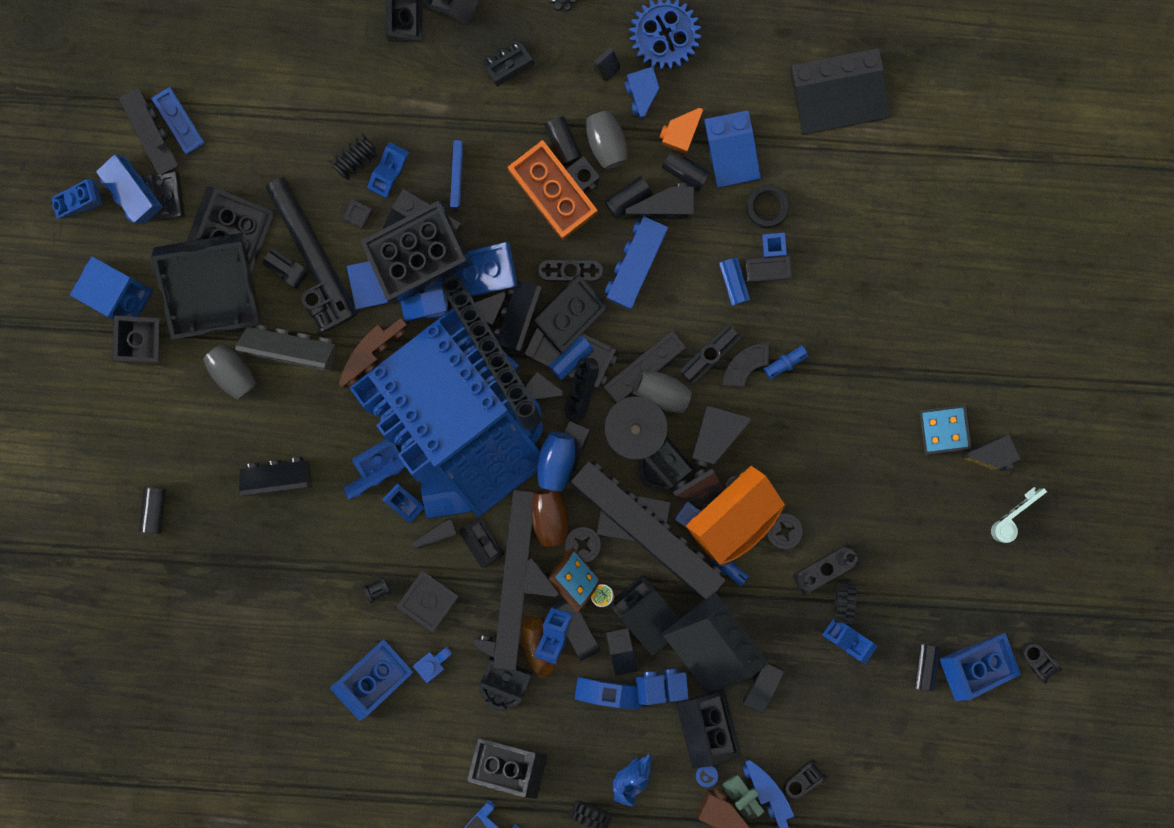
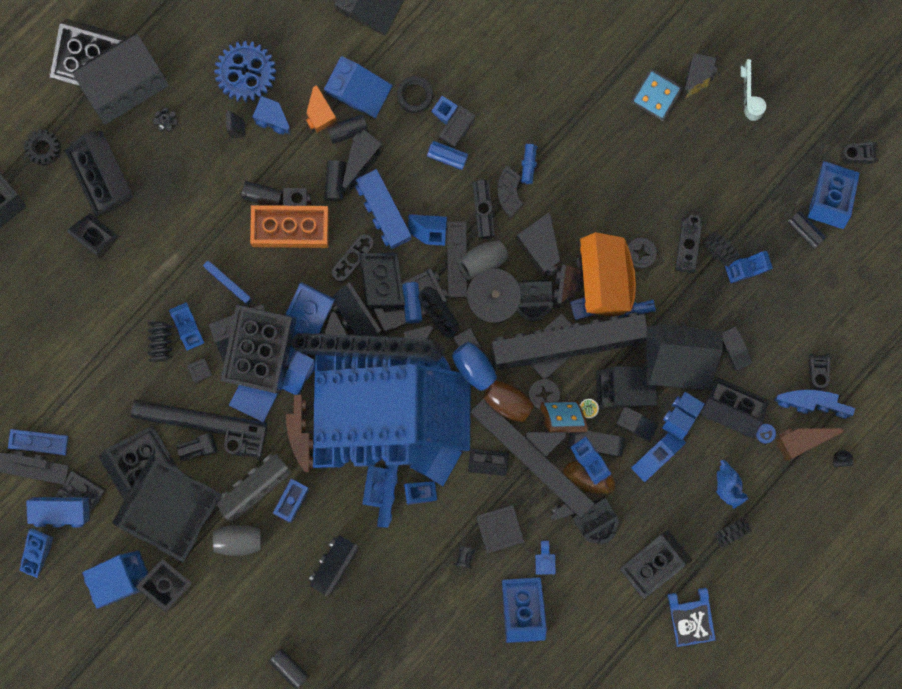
camera: 55 degrees left, 5 degrees down
(303, 392) = (291, 501): none -> blue brick
(442, 531) = (460, 481): black slope -> none
(508, 63) = (181, 190): black plate -> none
(606, 139) = (285, 164): dark grey piece -> none
(651, 319) = (428, 229): none -> blue slope
(743, 798) = (800, 419): sand green plate -> none

